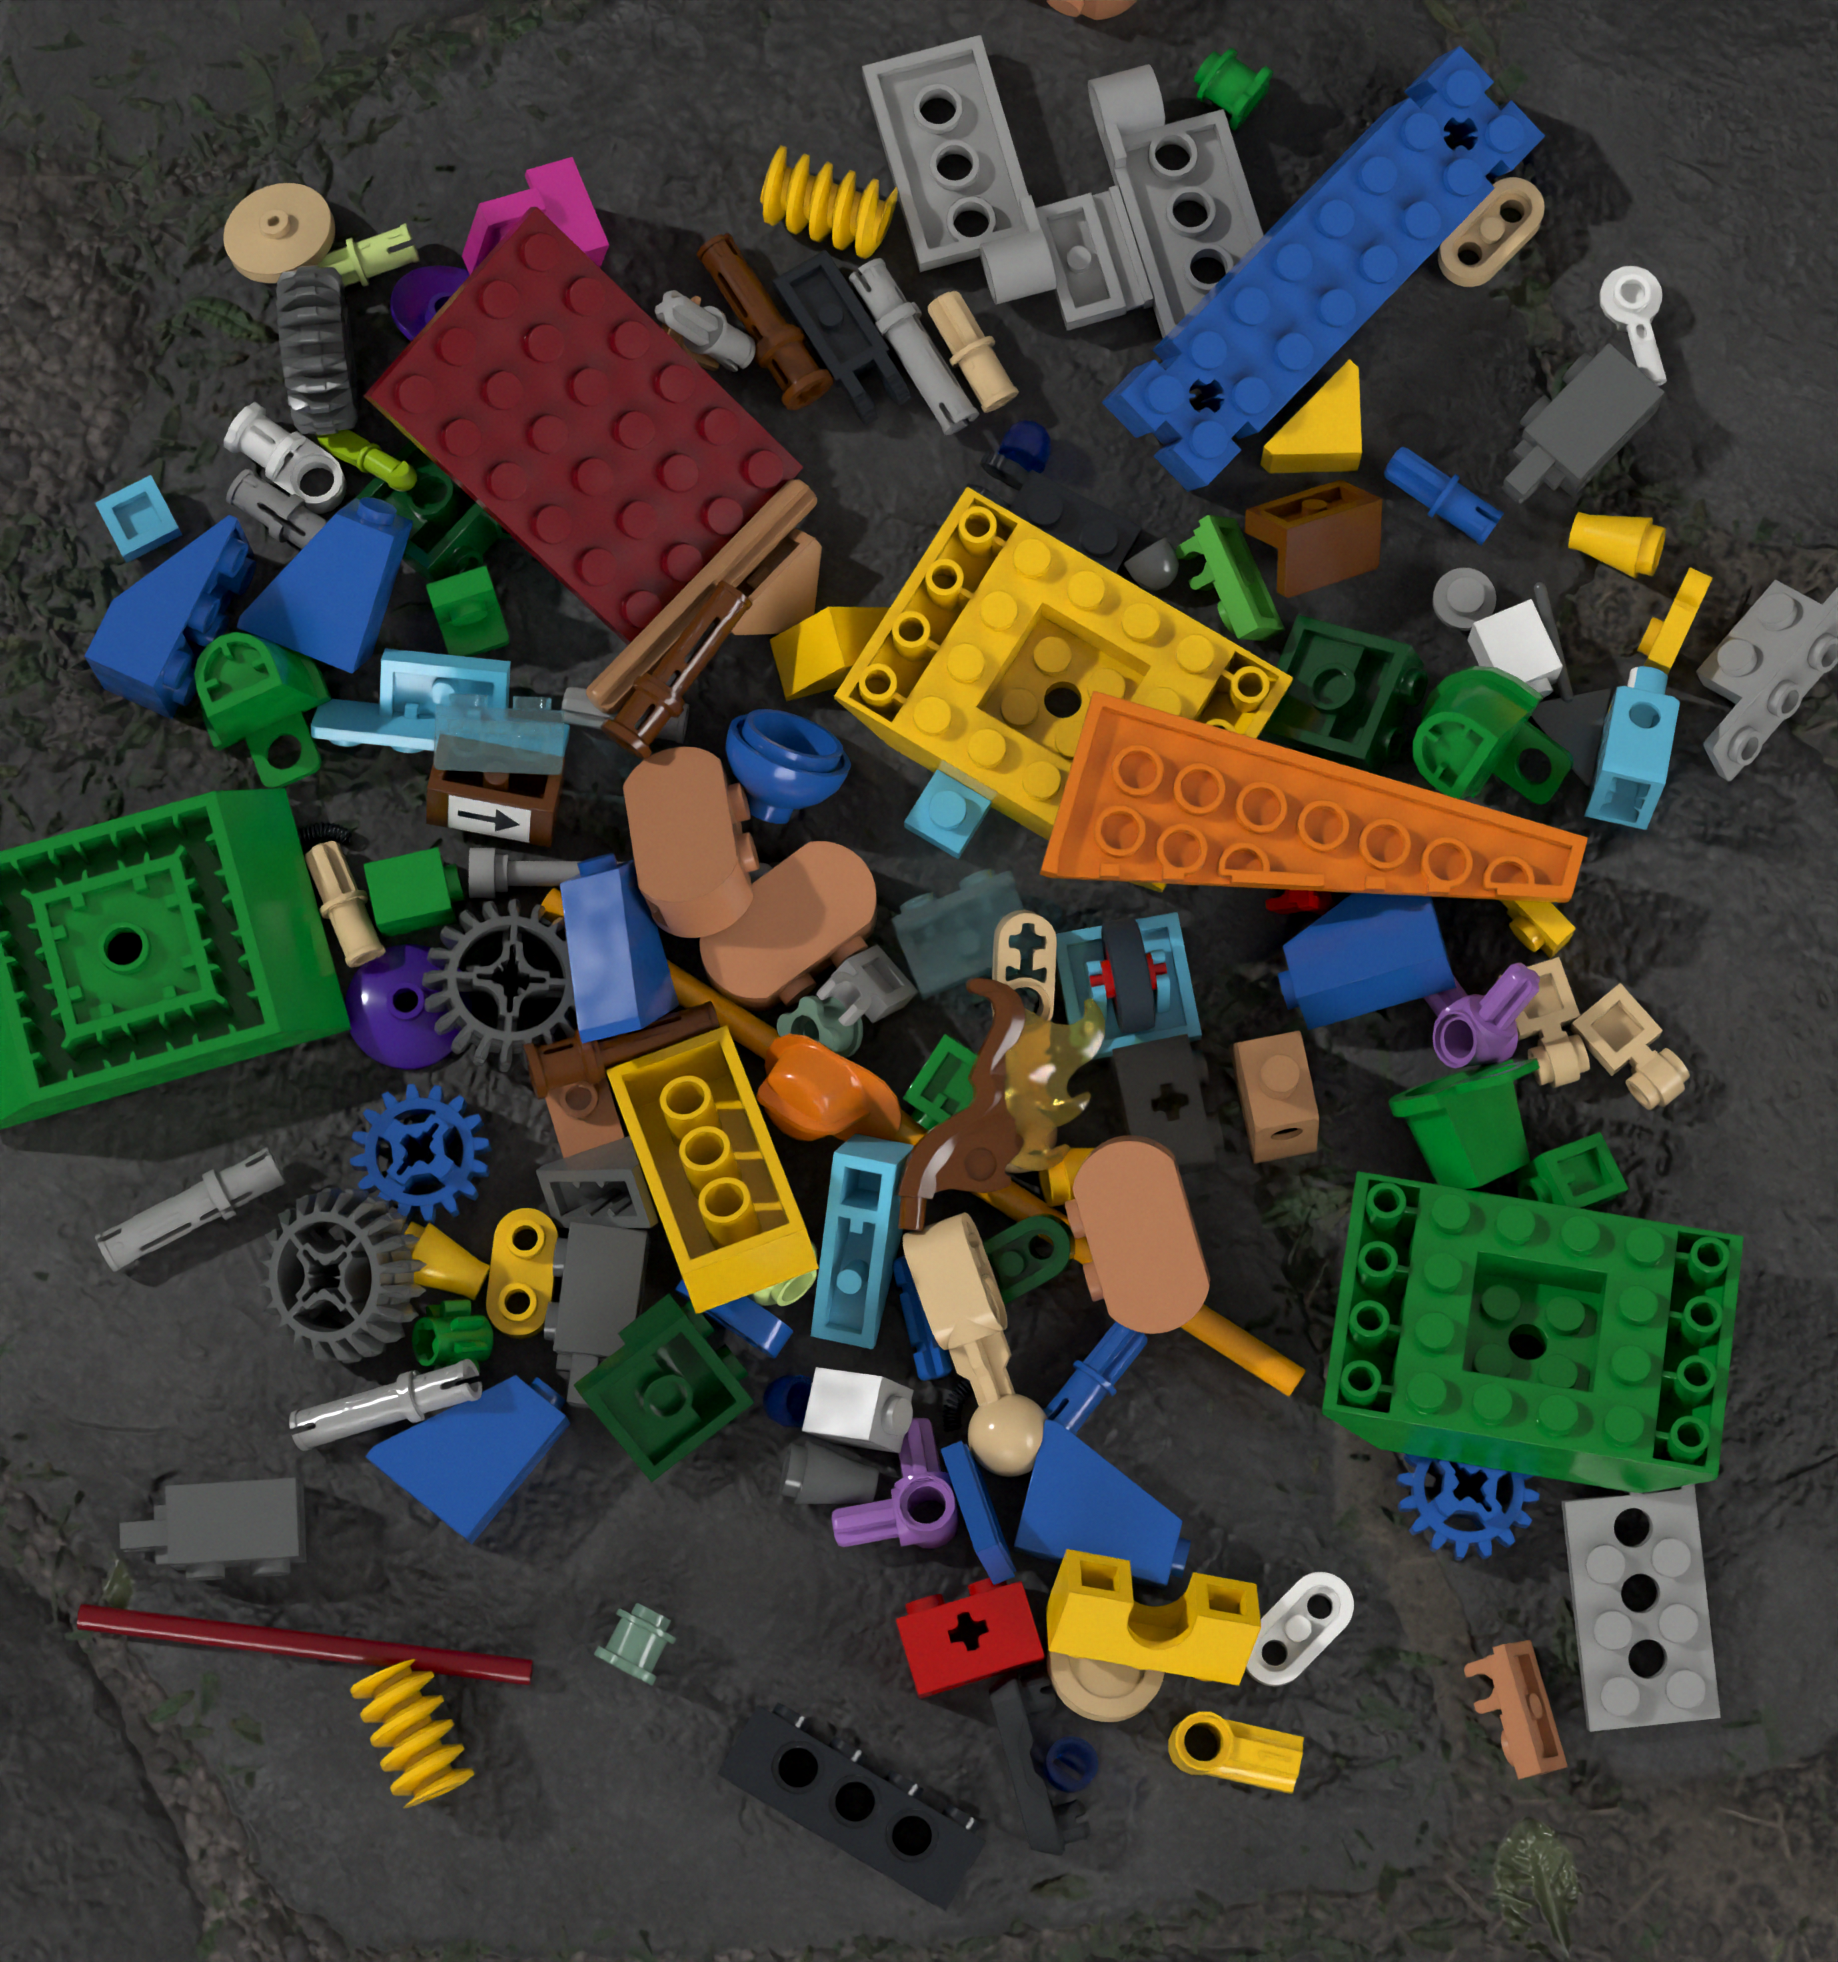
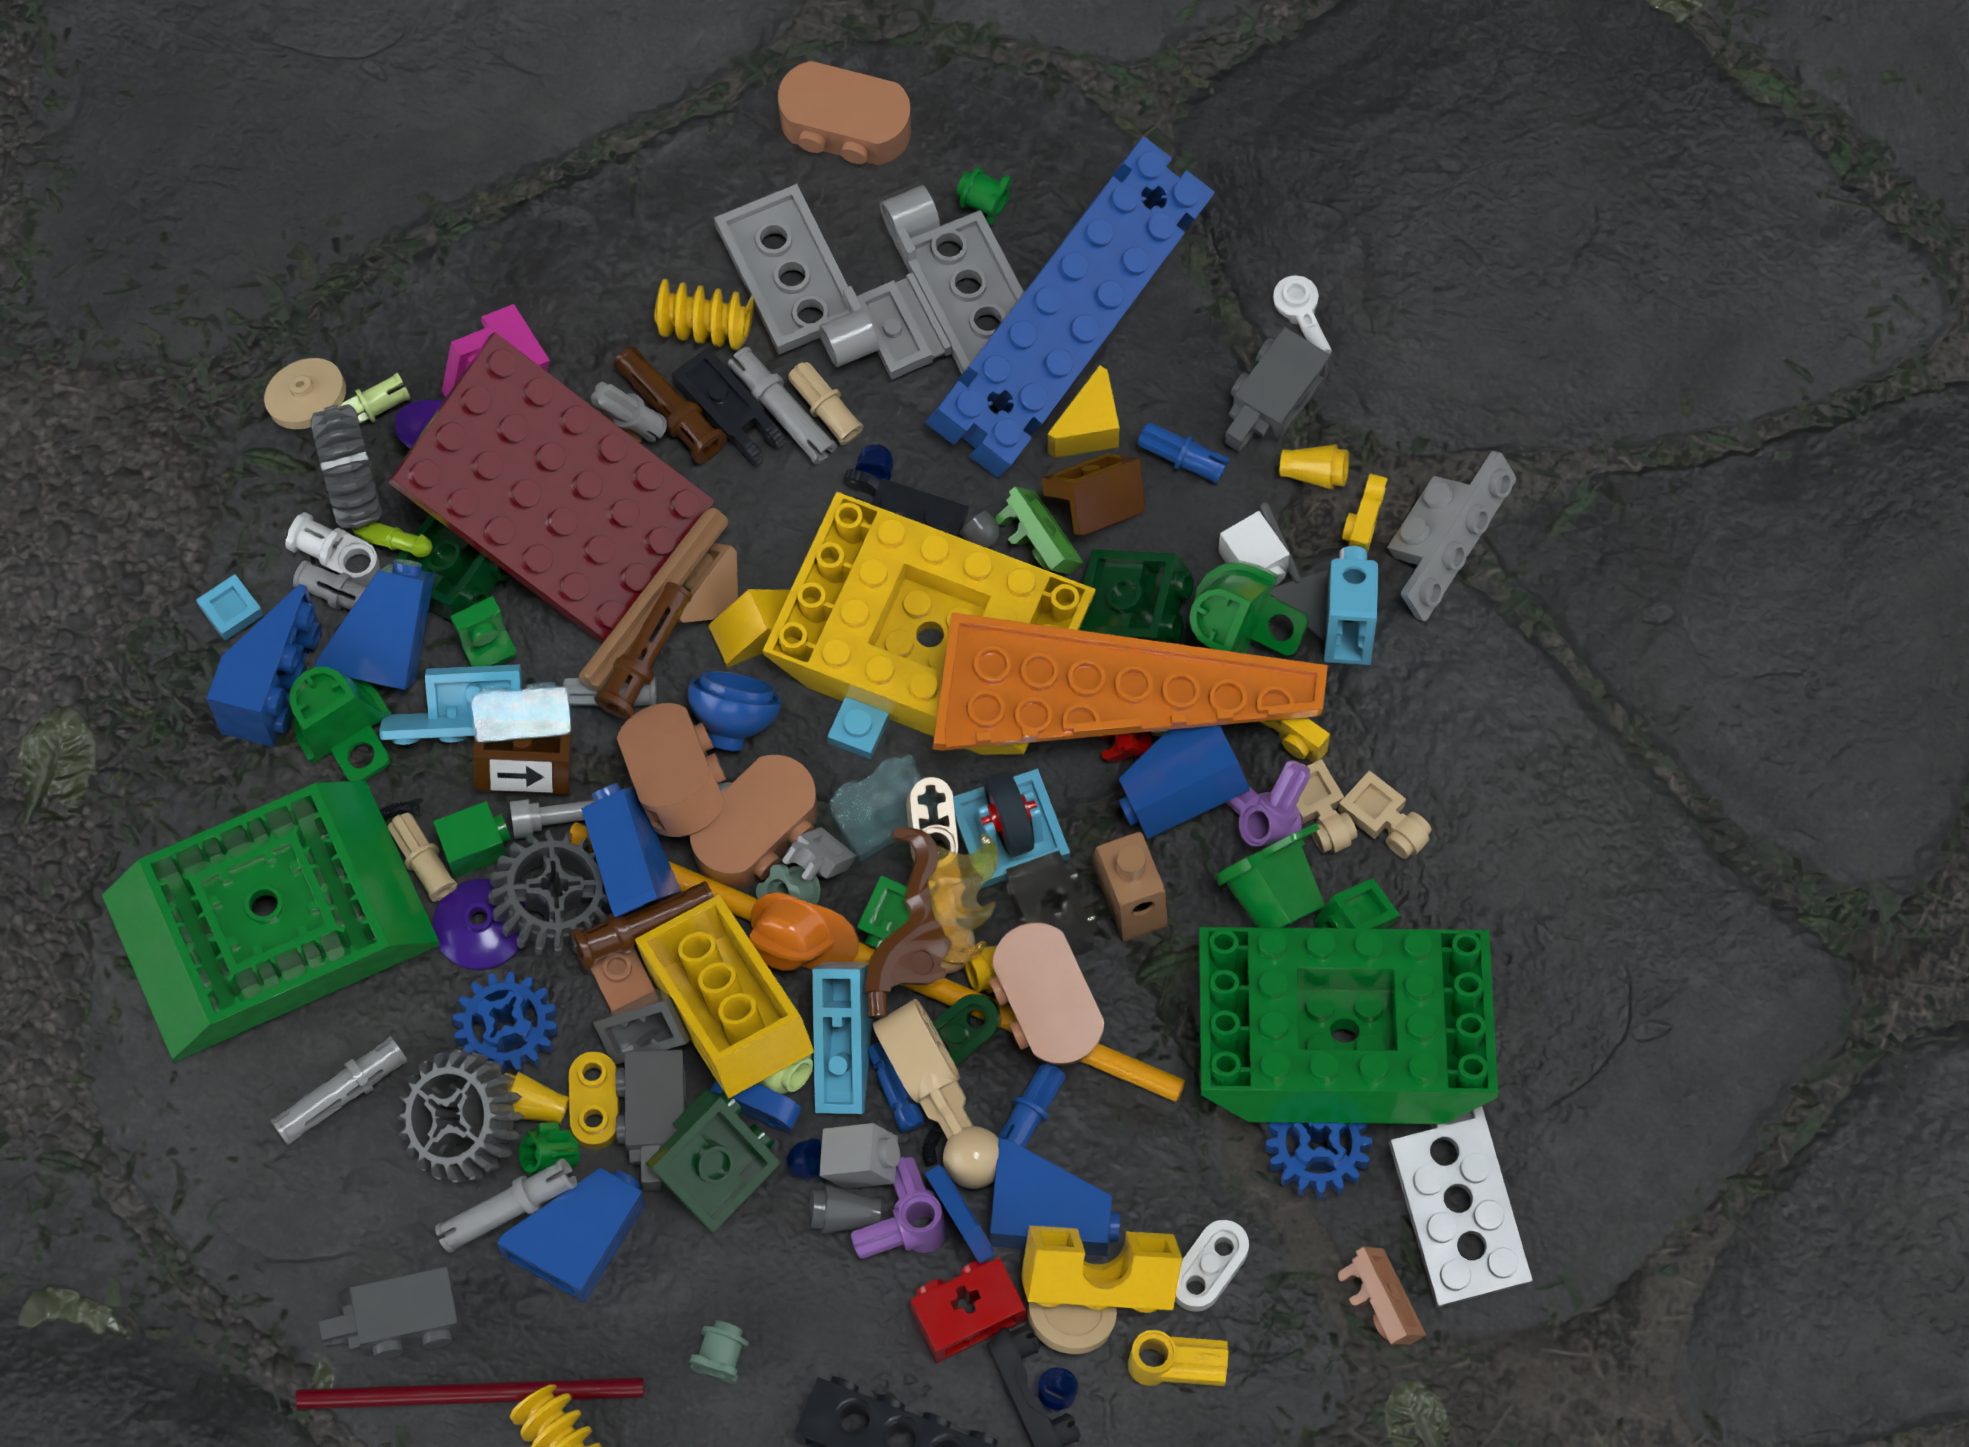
camera: 10 degrees left, 10 degrees down
(1463, 598) = (1208, 520): light grey plate -> none
(1490, 234) = (1185, 269): tan plate -> none

